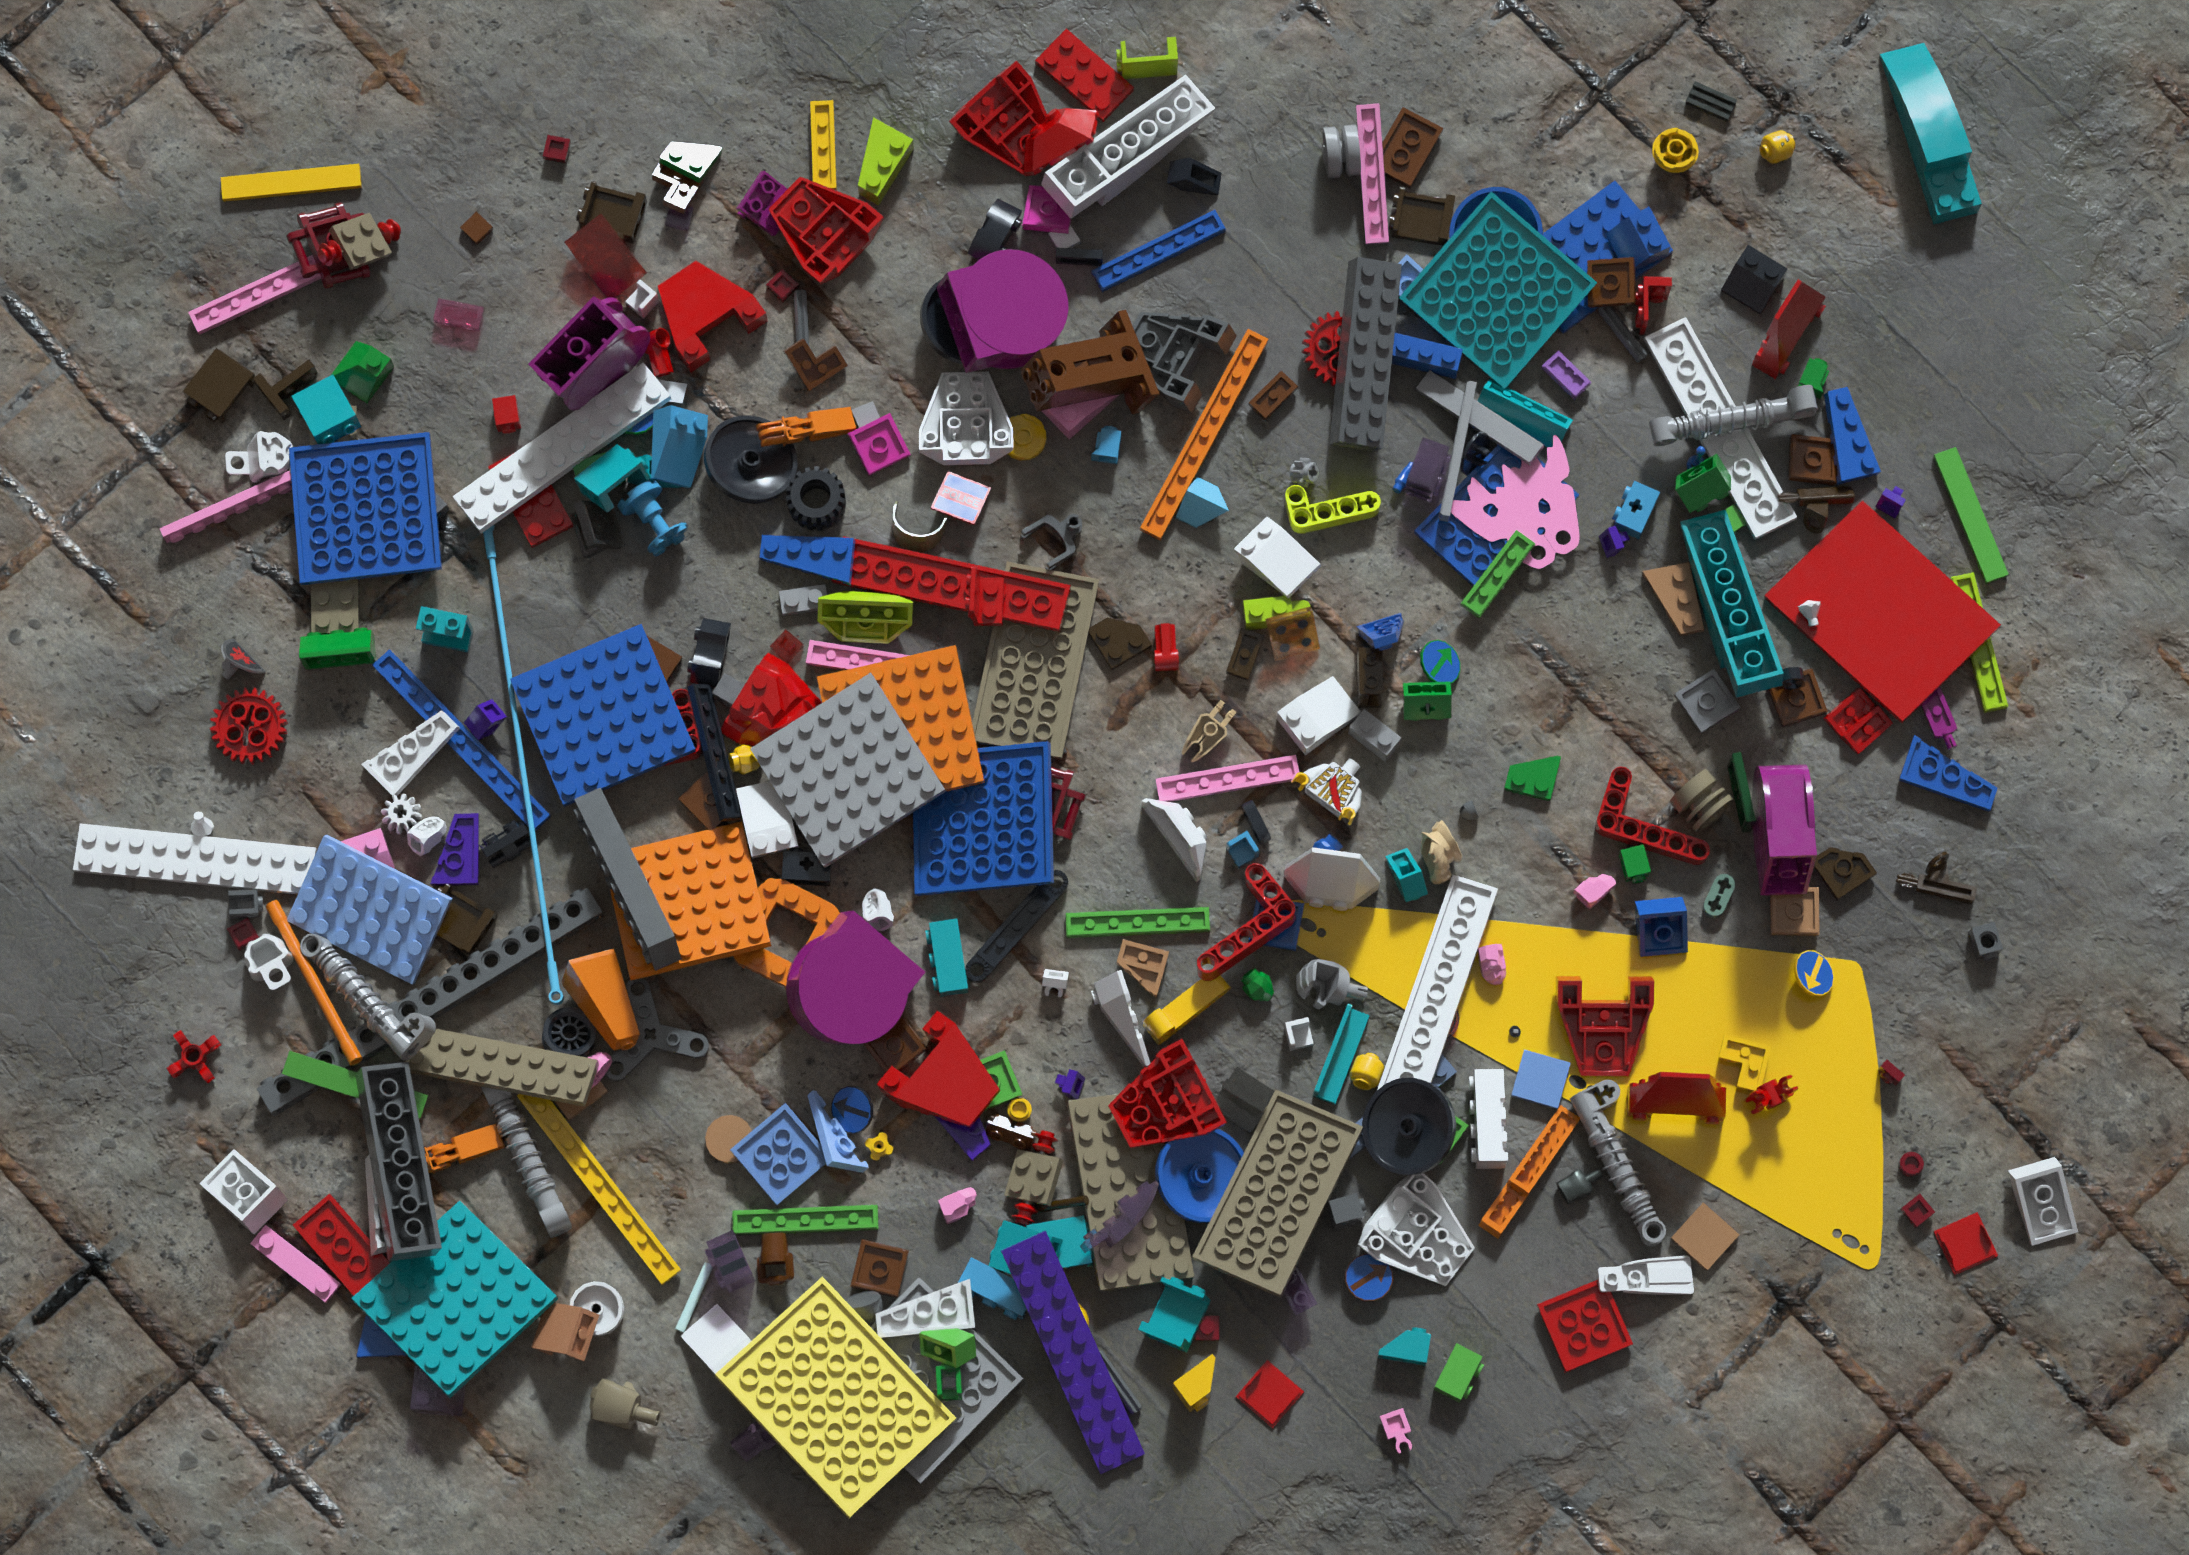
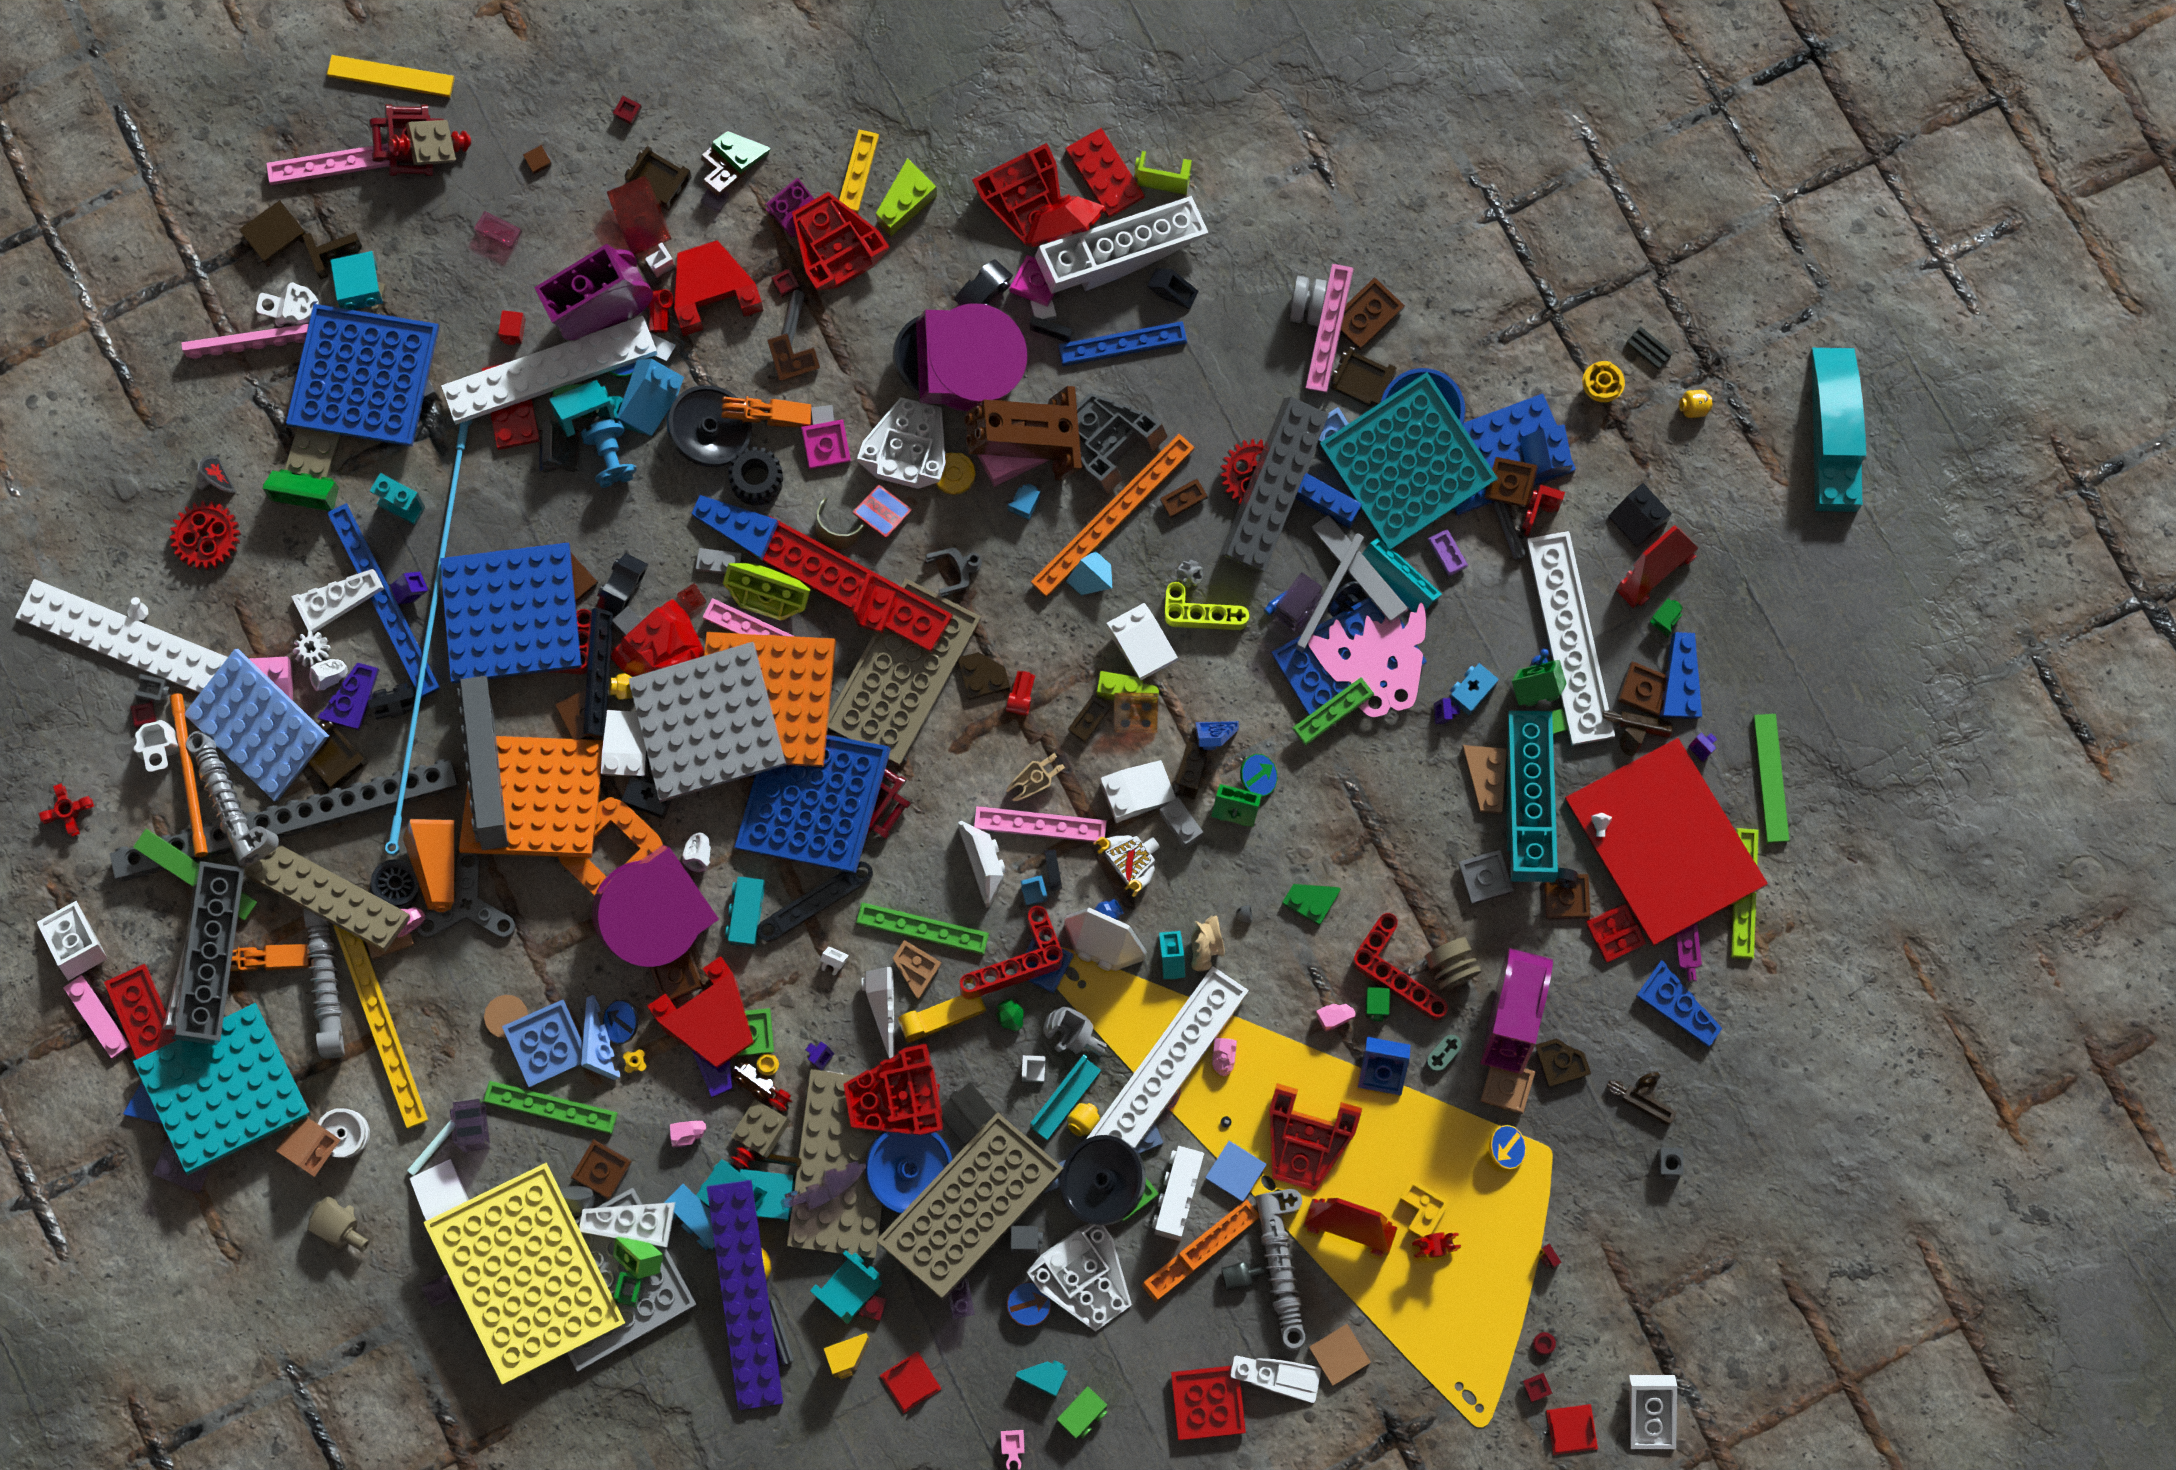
camera: 15 degrees right, 0 degrees up
(363, 371) = (400, 256): green slope -> none
(774, 1252) = (512, 1127): reddish brown piece -> none
(1741, 792) = (1490, 967): dark green tile -> none
(1764, 412) = (1612, 634): light grey piece -> none

